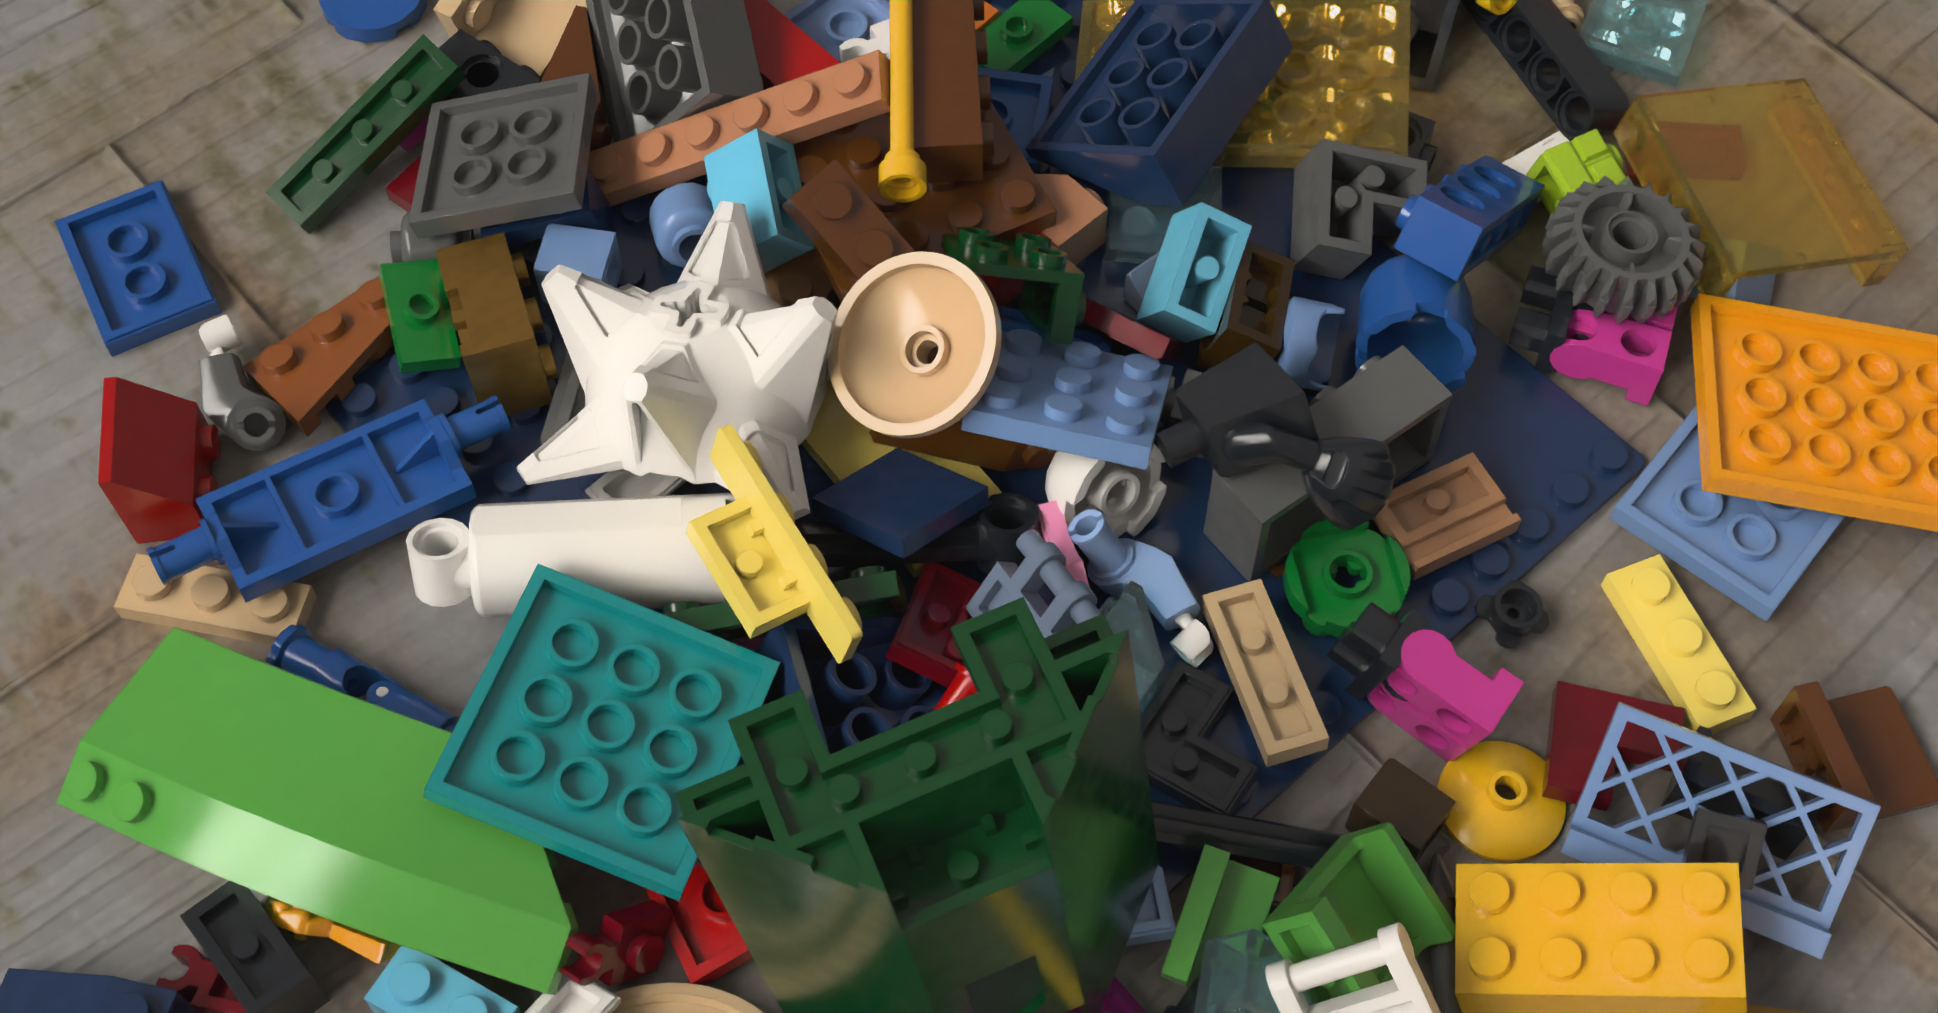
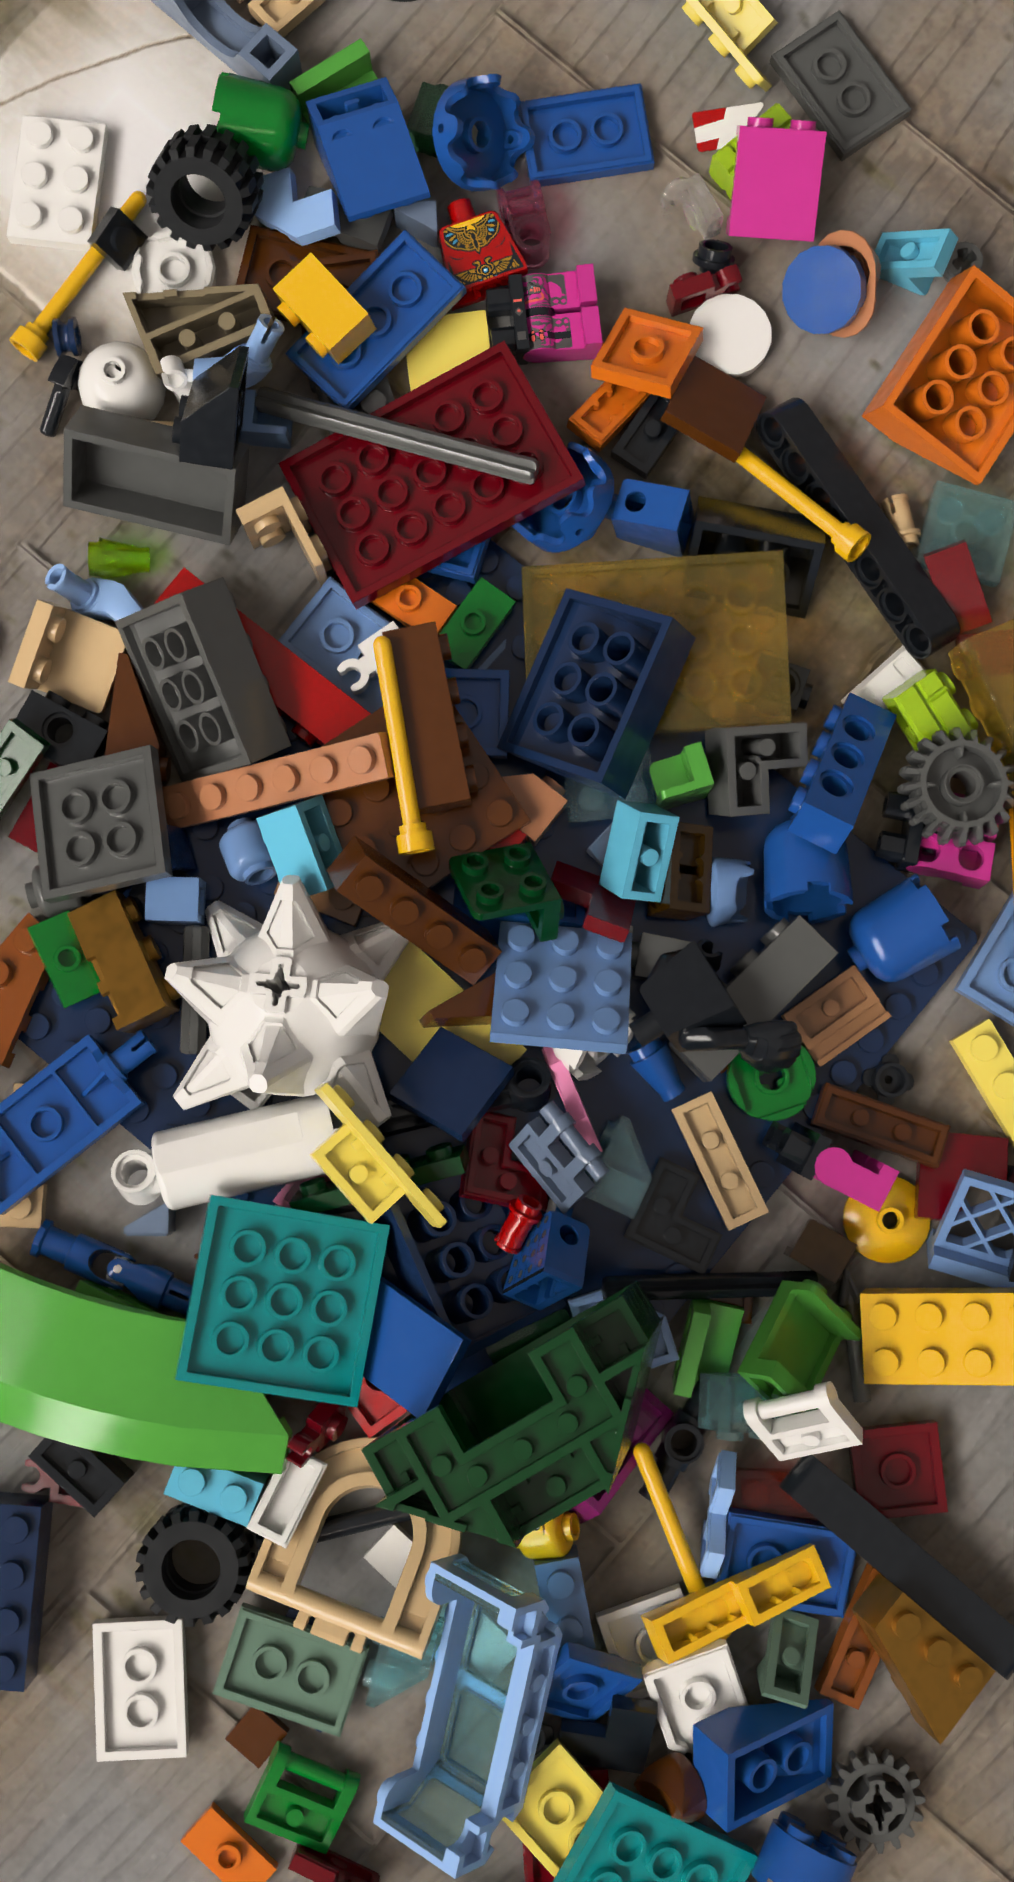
camera: 10 degrees left, 25 degrees up
(449, 648) = (155, 1223): none -> sand blue slope
(893, 324) = (430, 1002): tan dish -> none
(1167, 594) = (623, 1094): light blue arm -> none
(1186, 536) = (657, 1068): none -> blue cone
(1268, 203) = (681, 777): none -> bright green panel
(1542, 413) = (900, 932): none -> blue cylinder
(1552, 681) = (880, 1125): none -> reddish brown tile
(1627, 53) = (958, 583): none -> dark red tile

